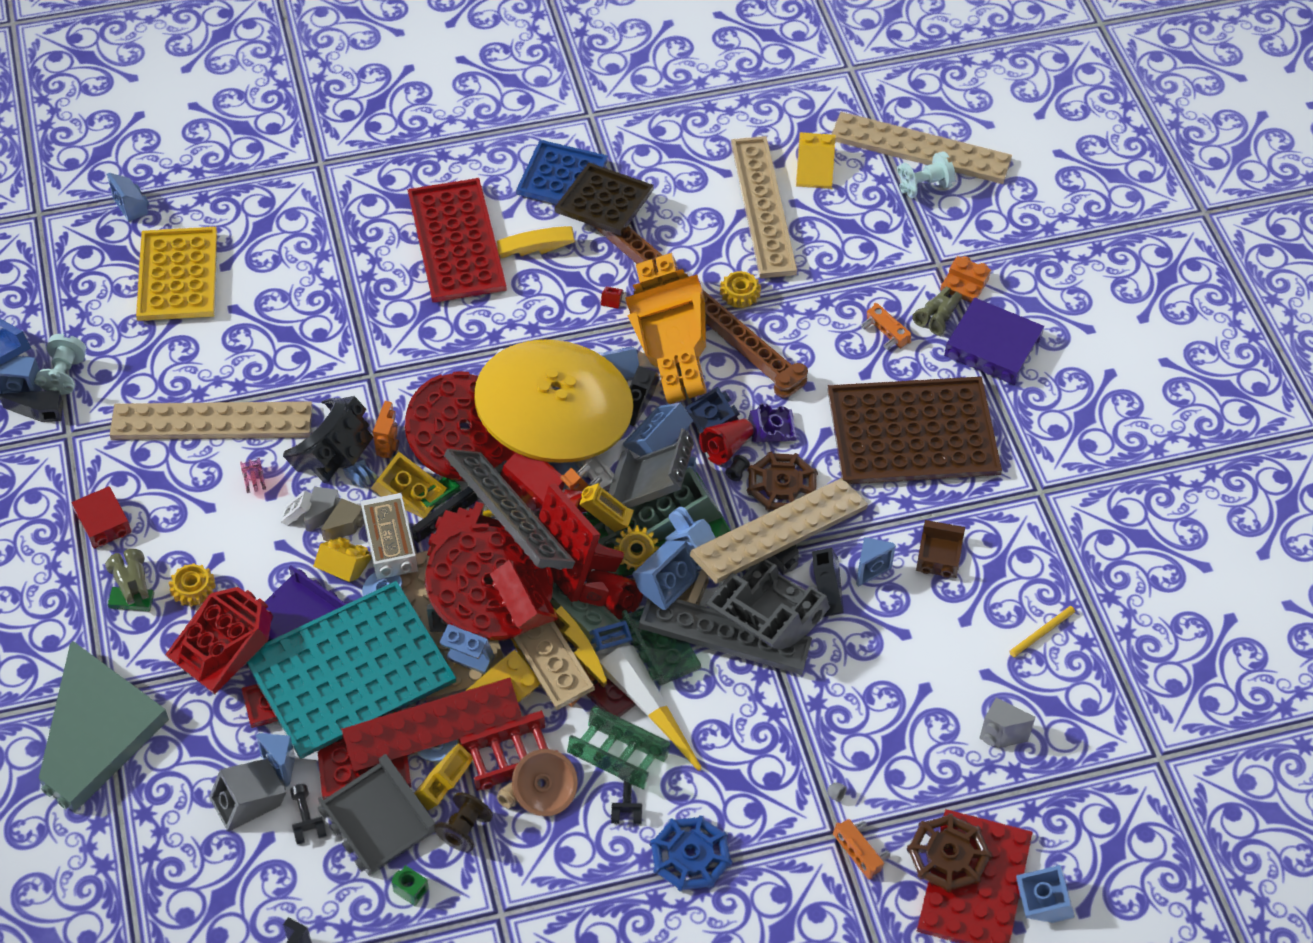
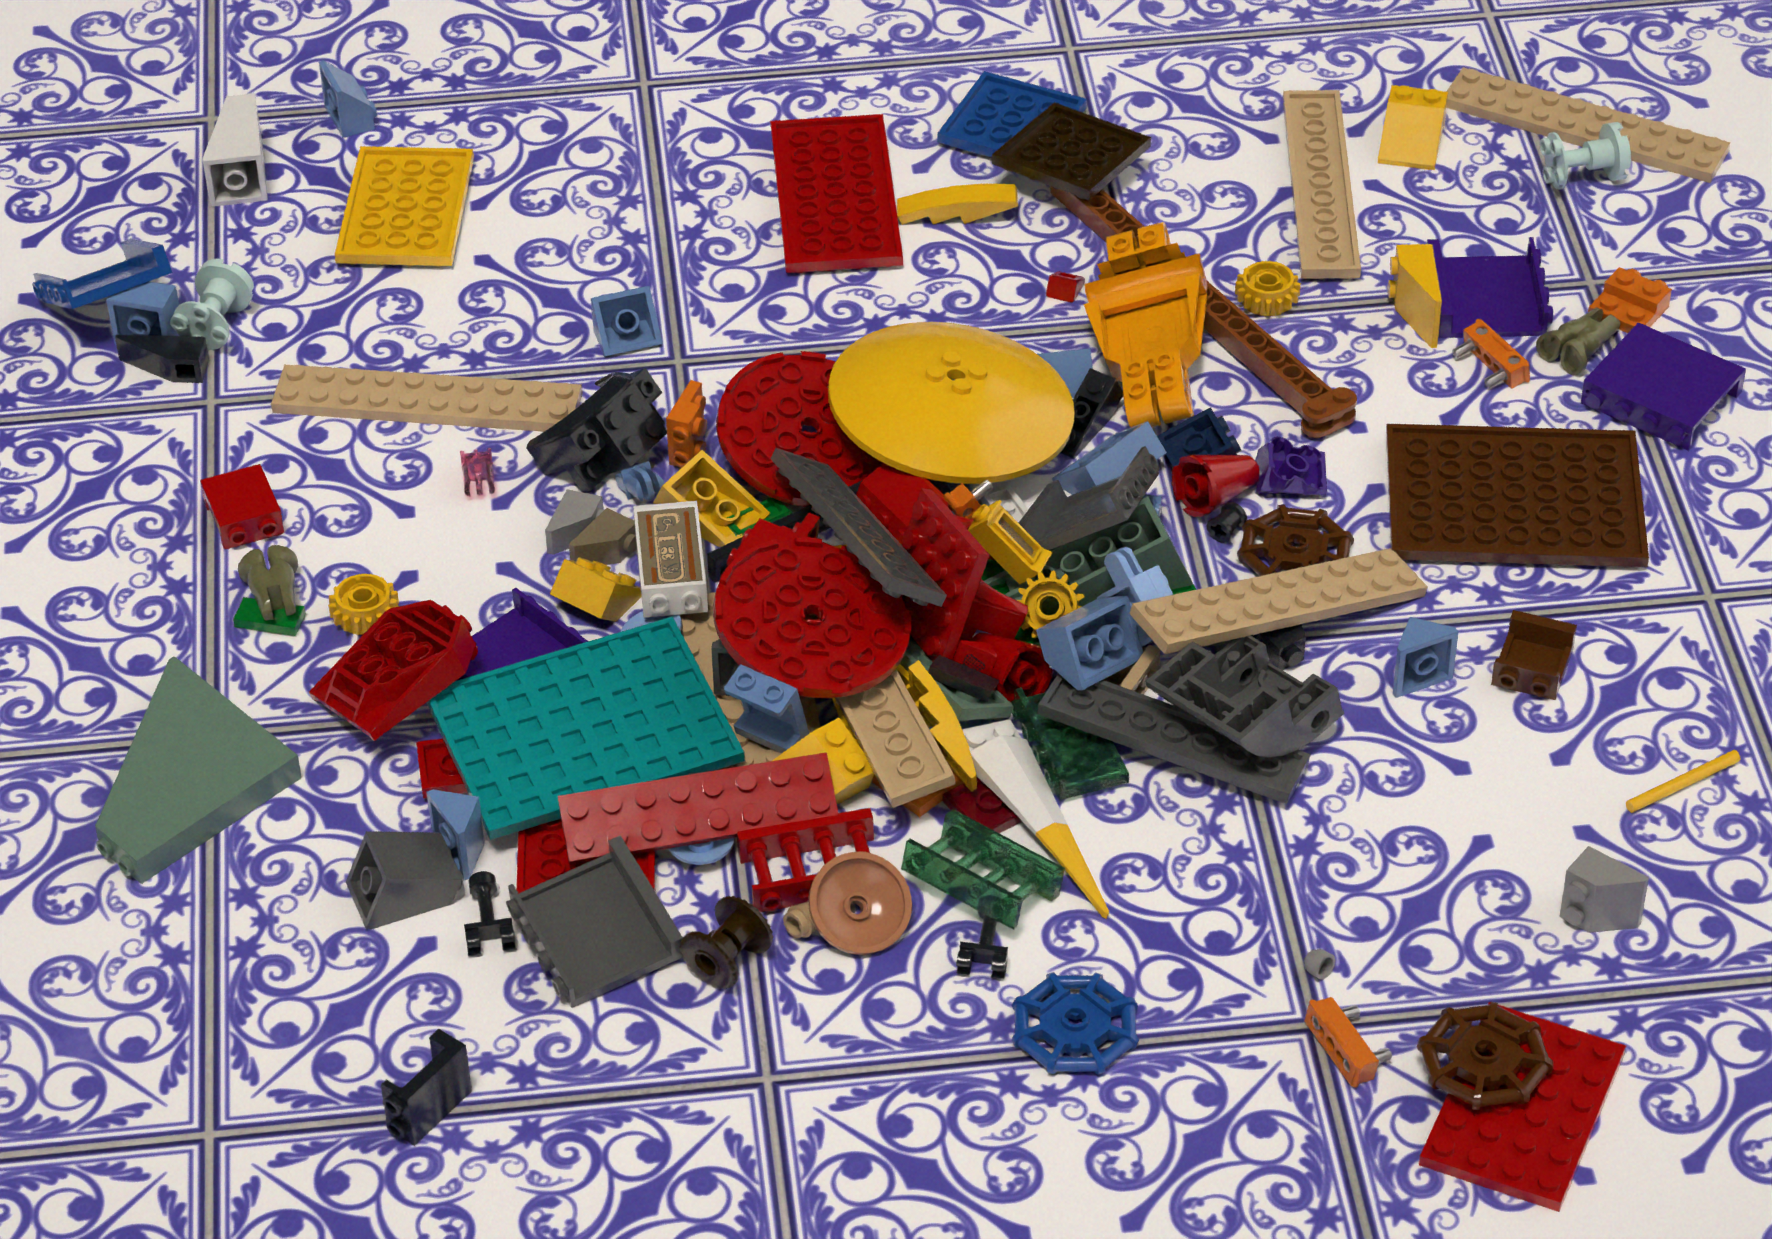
camera: 10 degrees right, 10 degrees down
(60, 246) = (235, 154): none -> white slope
(296, 508) = (533, 518): white plate -> none
(334, 352) = (625, 321): none -> medium blue slope
(413, 893) = (632, 1021): green brick -> none
(443, 777) = (707, 883): yellow slope -> none
(523, 595) = (860, 636): red slope -> none
(588, 609) = (963, 678): none -> black tile
(598, 640) = (971, 718): blue tile -> none
(828, 579) = (1348, 670): black slope -> none
(835, 285) = (1416, 289): none -> yellow slope
(877, 278) = (1497, 289): none -> dark purple panel
(1045, 895) = (1634, 1128): medium blue slope -> none

